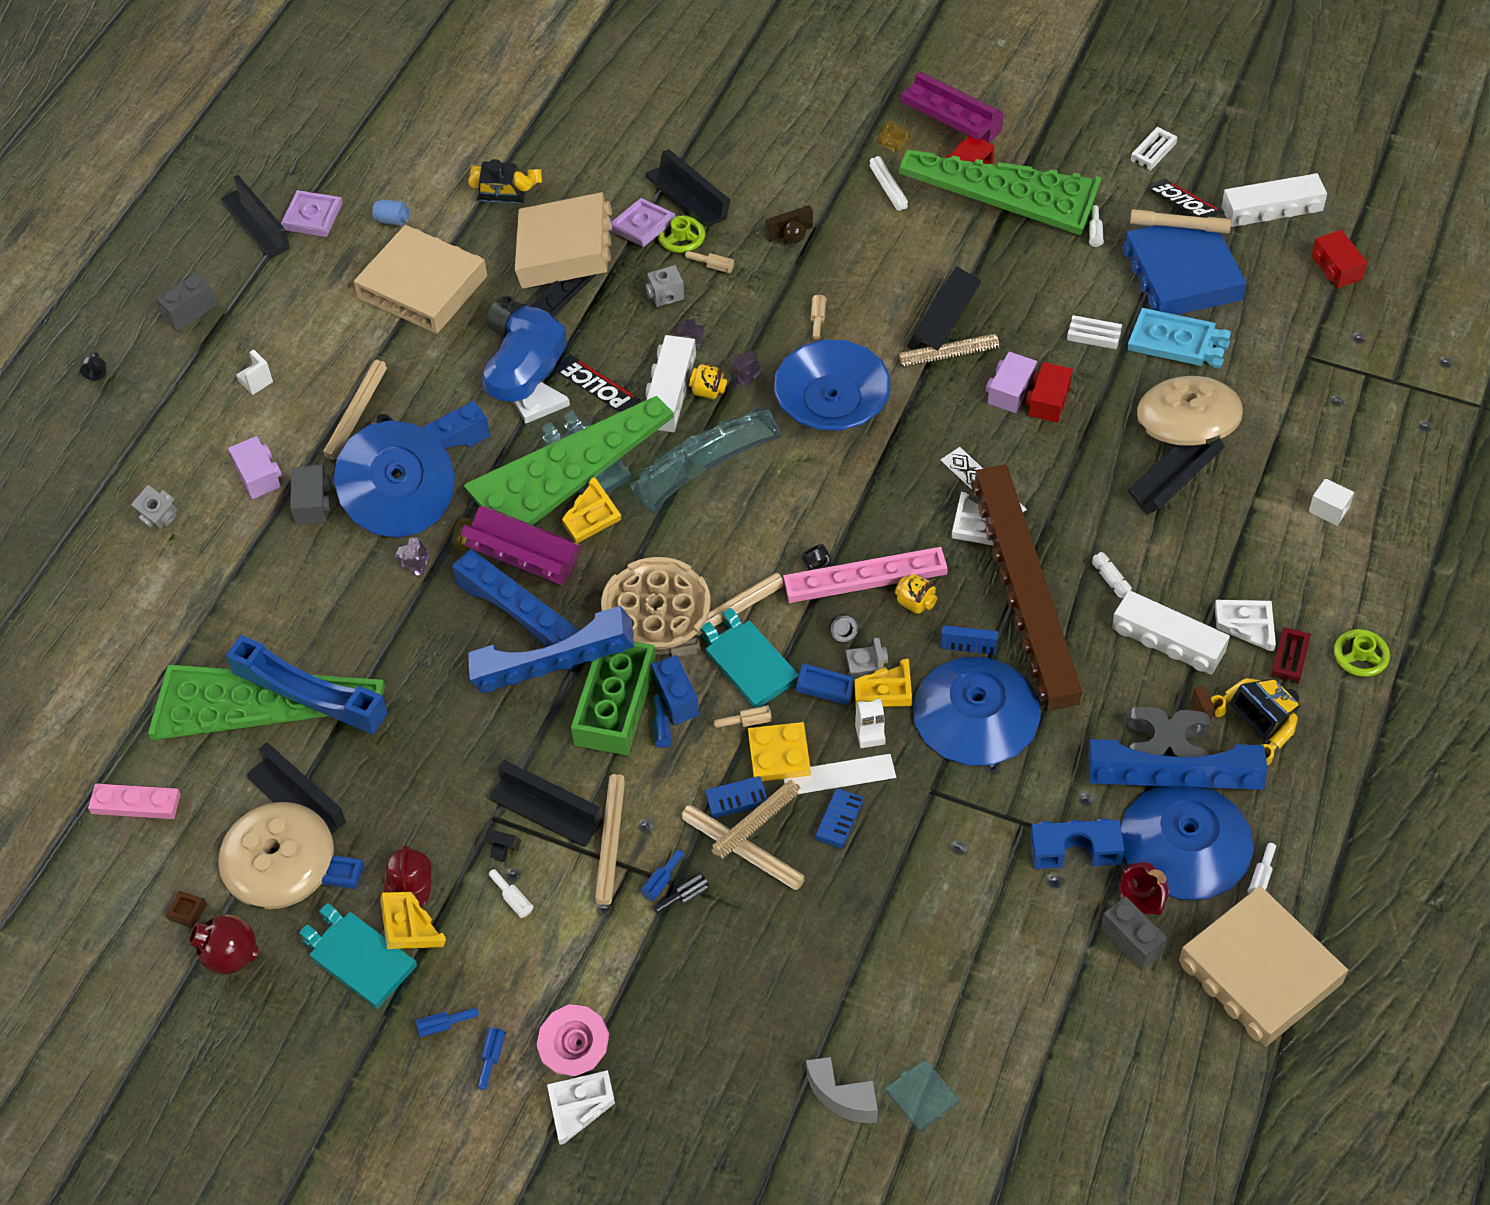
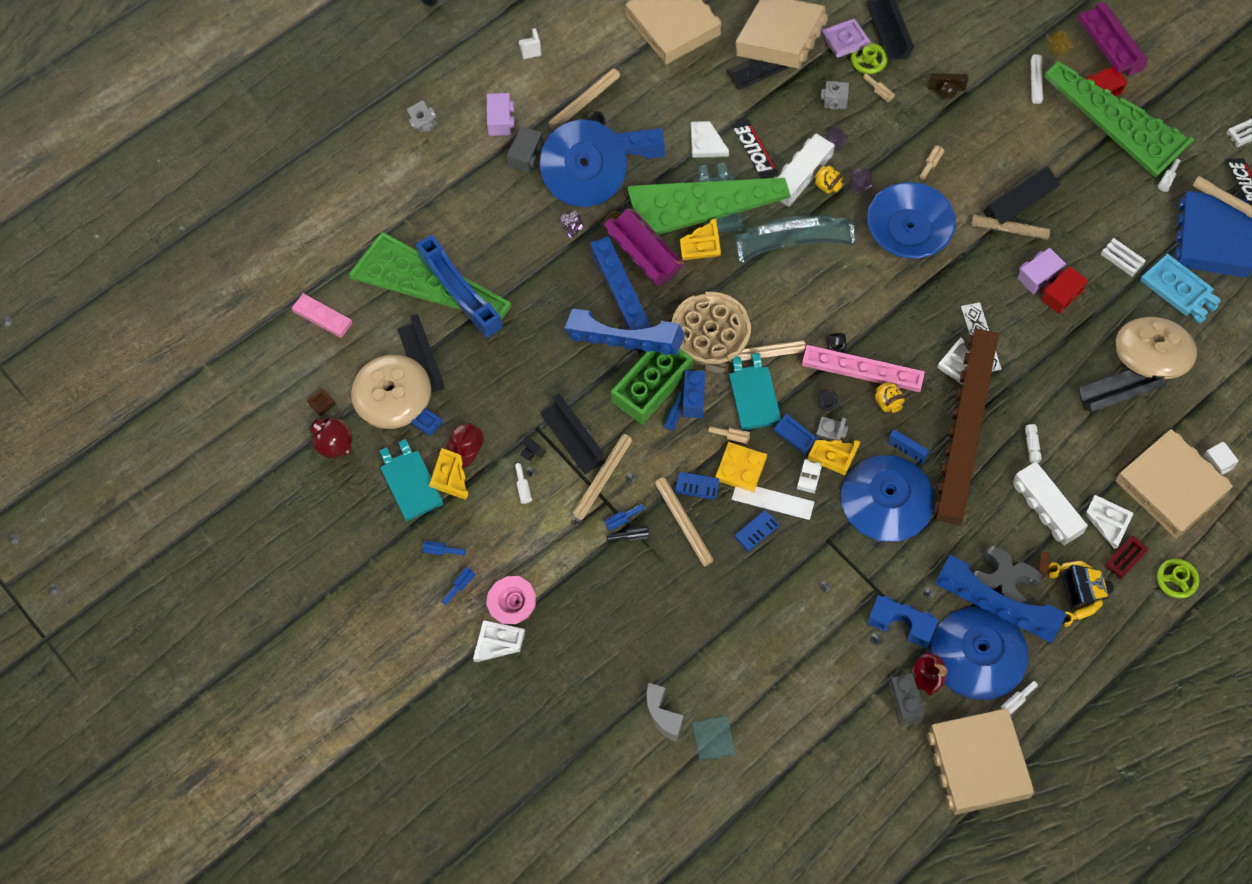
camera: 25 degrees right, 10 degrees up
(528, 351) = (716, 106): blue piece -> none
(755, 819) = (701, 506): tan axle -> none
(1296, 550) = (1174, 483): none -> tan brick

